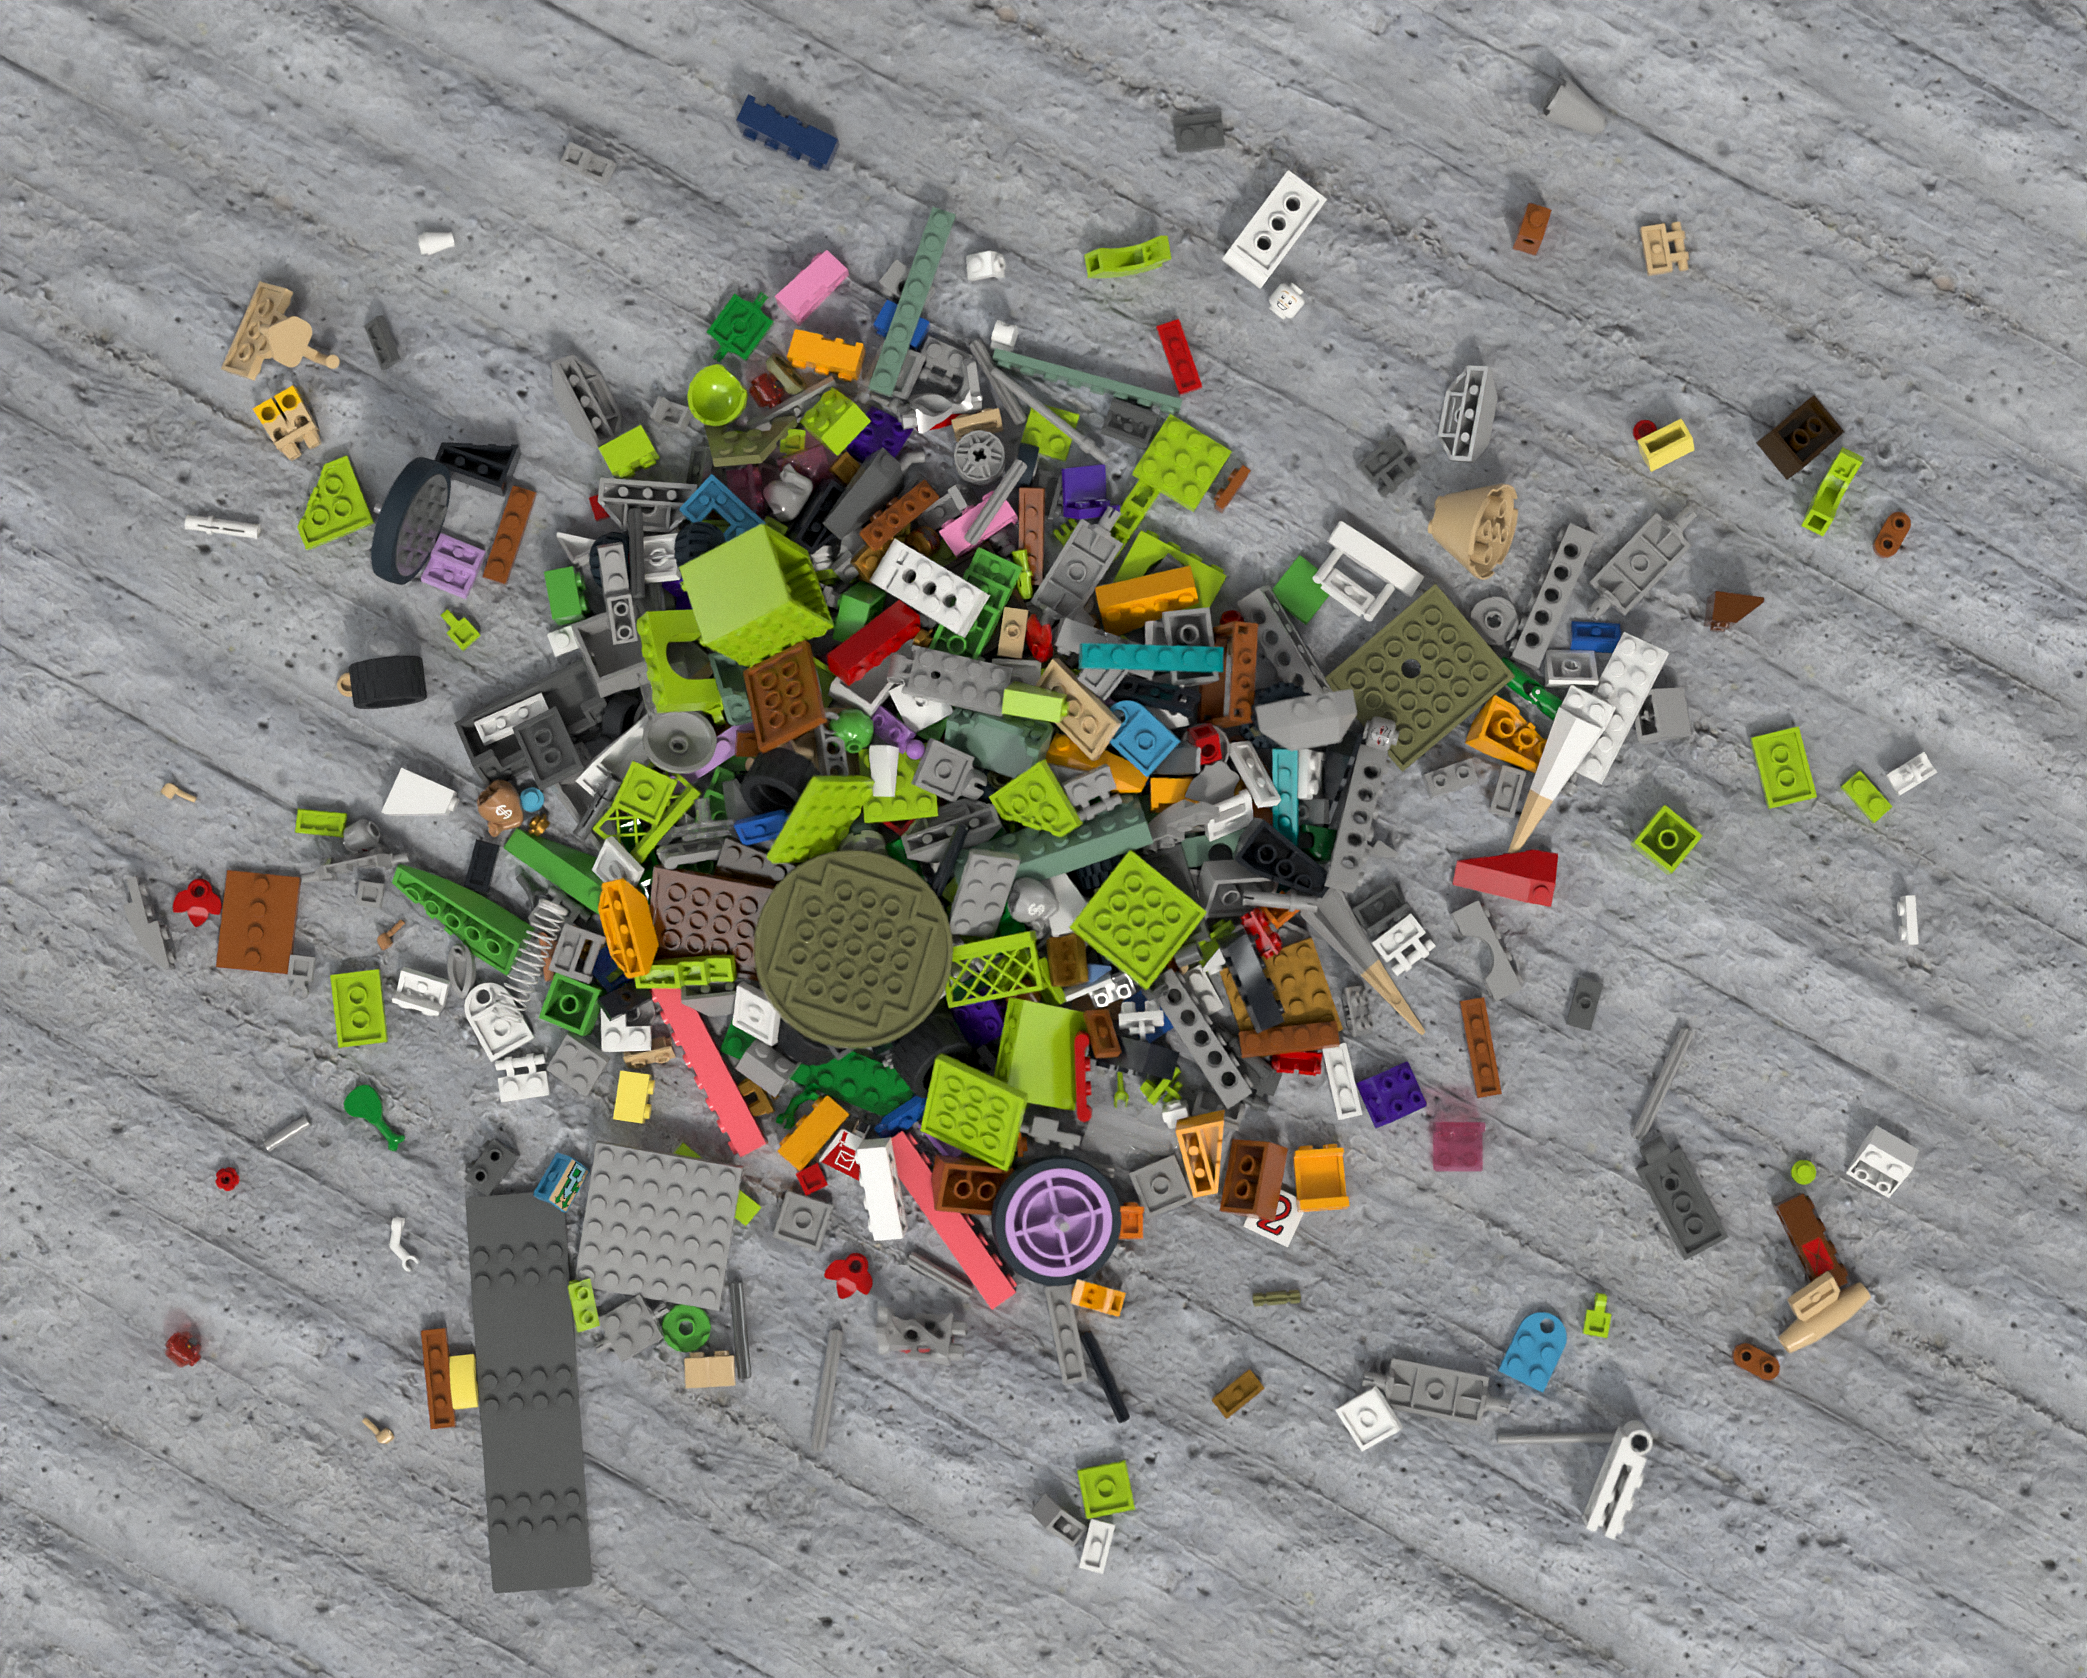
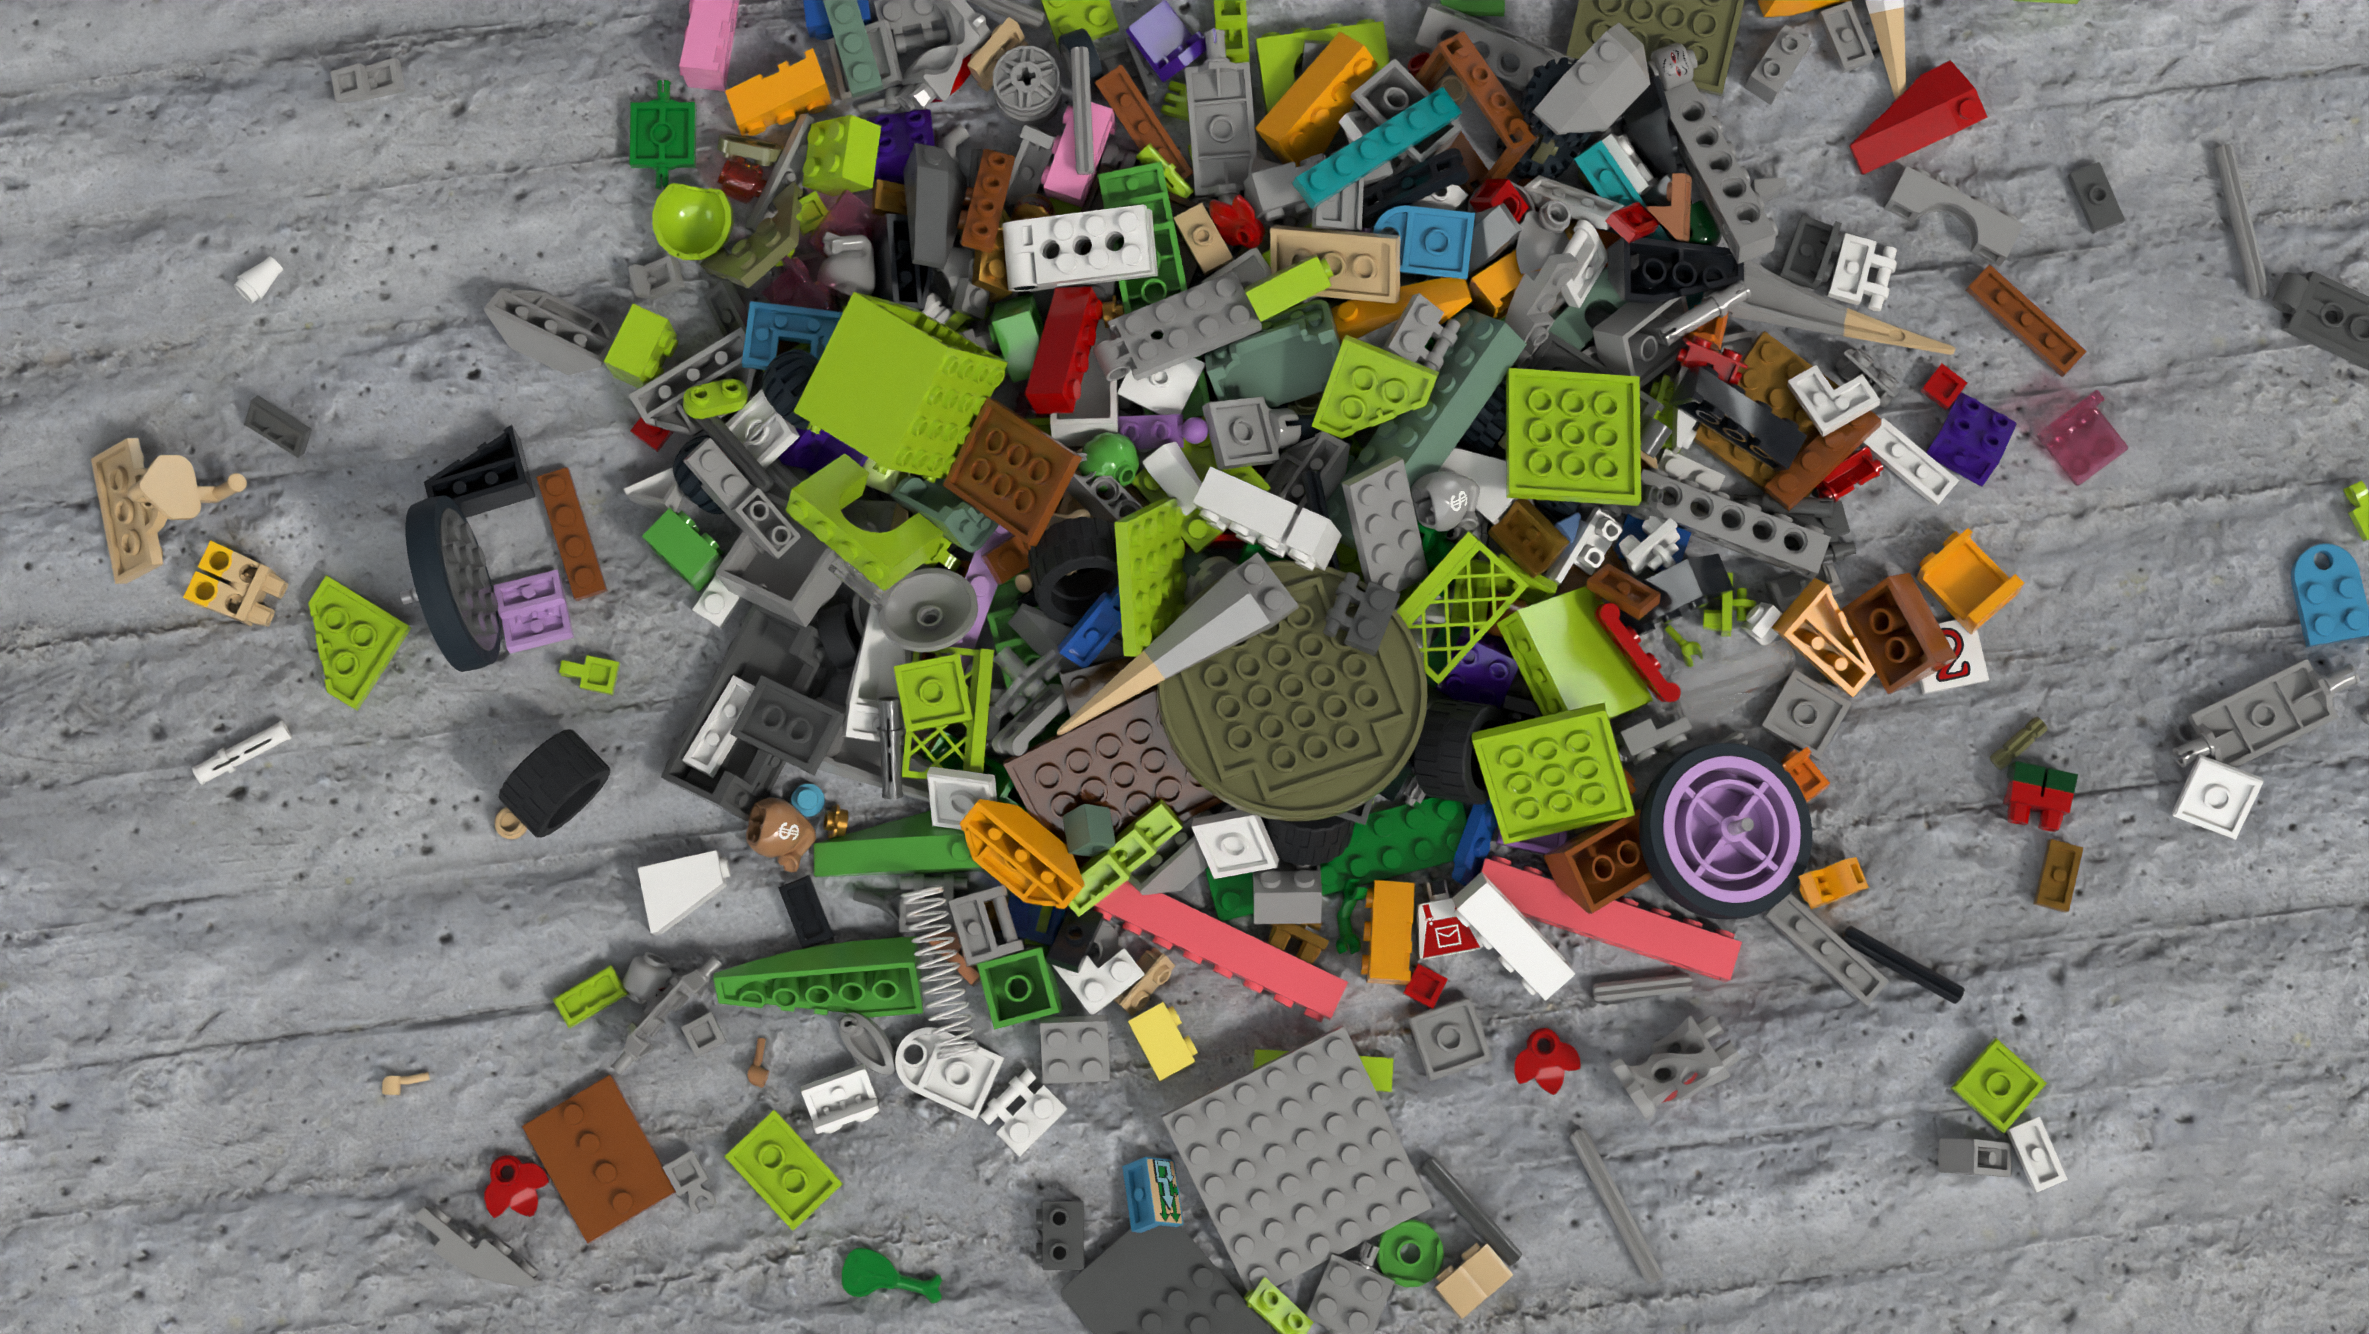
camera: 45 degrees left, 5 degrees down
(649, 519) = (715, 398): none -> lime plate
(677, 942) = (1089, 830): none -> sand green panel
(852, 876) = (1227, 614): none -> light grey plate
(914, 836) = (1267, 519): none -> white piece
(934, 939) = (1370, 619): none -> dark grey plate
(1239, 775) = (1559, 211): none -> light grey plate
(1255, 1329) = (2041, 791): none -> red hips
(1276, 814) = (1633, 222): none -> red plate
(1308, 830) = (1677, 216): none -> nougat slope
(1313, 1015) = (1829, 407): none -> white plate
(1398, 1051) = (1943, 386): none -> red plate

